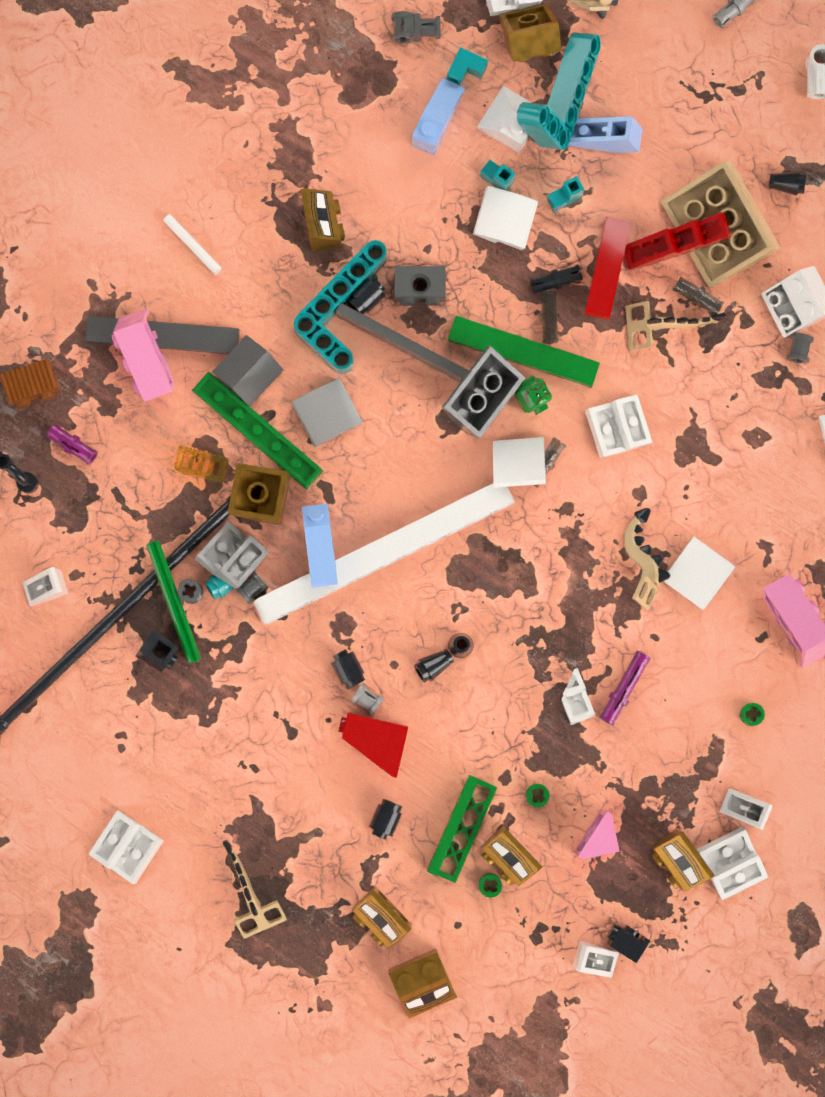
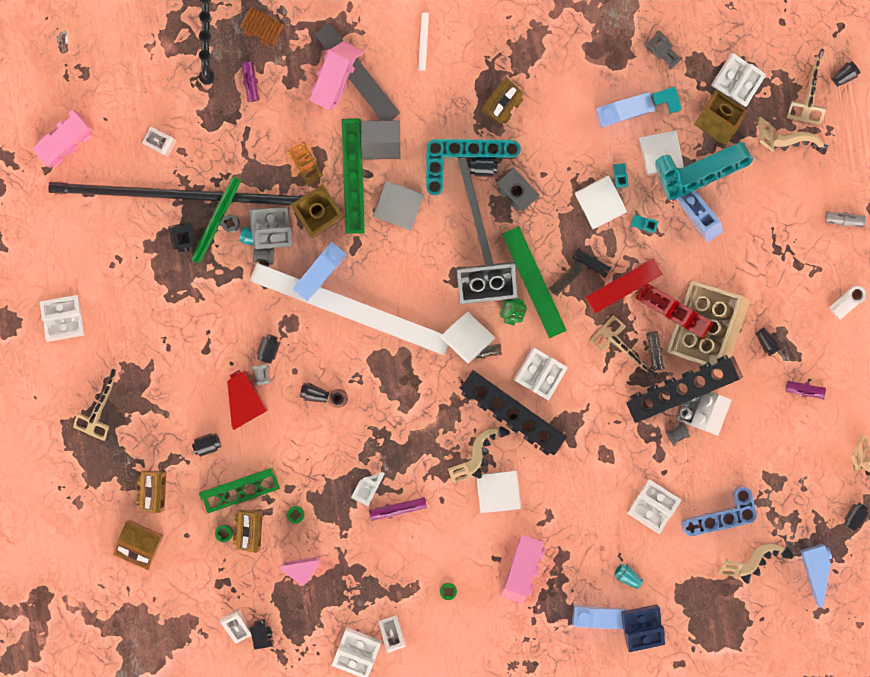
camera: 50 degrees right, 5 degrees up
(681, 860) = (331, 624): pearl gold slope -> none
(696, 469) = (555, 438): none -> black brick
(748, 362) = (640, 411): none -> black brick

